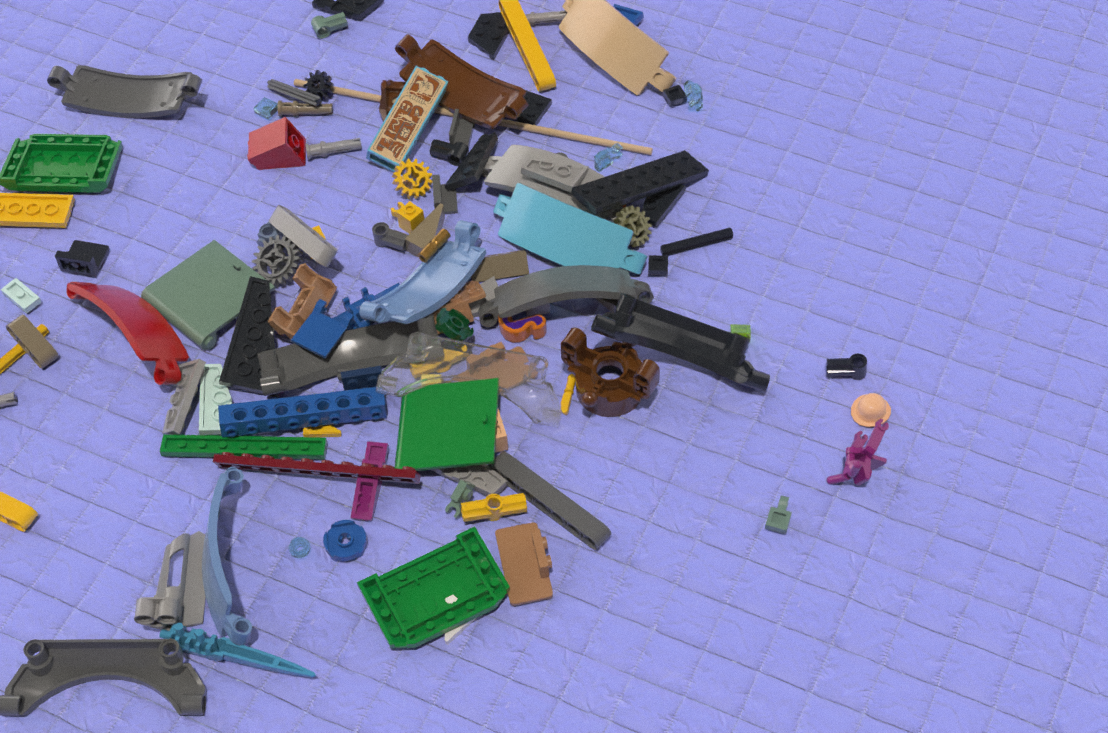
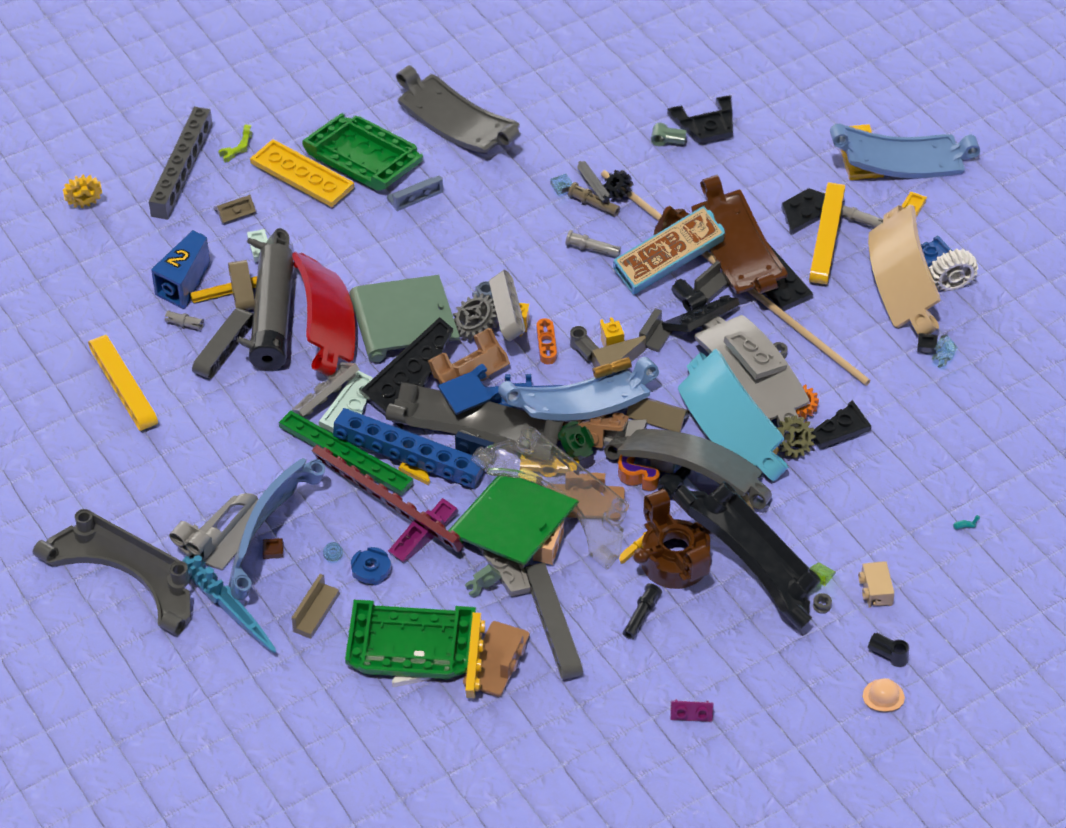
camera: 30 degrees right, 5 degrees down
(50, 404) = (223, 343): none -> dark grey beam
(74, 342) = (271, 303): none -> dark grey piece
(82, 258) = (327, 239): black bracket -> none
(137, 177) = (416, 193): none -> sand blue panel
(238, 575) = (273, 548): none -> reddish brown tile
(277, 146) = (546, 221): slope -> none
(322, 611) = (314, 608): none -> dark tan panel
(352, 244) = (543, 347): none -> orange beam
(415, 171) = (630, 301): yellow gear -> none
(495, 545) = (475, 648): none -> yellow wing
(505, 506) = (496, 599): yellow piece -> none
(558, 324) = (673, 481): none -> black axle
(605, 157) = (821, 367): clear light blue plate -> none
(617, 441) = (645, 604): none -> black pin
(639, 182) = (828, 401): black plate -> none
(655, 21) = (953, 270): none -> white gear
(658, 265) = (794, 481): black plate -> none
(696, 241) = (845, 478): black axle -> none
(729, 514) = (691, 711): none -> magenta hinge
(758, 353) = (819, 607): none -> dark grey bush
(779, 517) = (731, 736): sand green plate -> none
(793, 317) = (876, 584): none -> tan hinge
(815, 233) = (966, 524): none -> teal piece
(860, 459) = (833, 725): magenta piece -> none

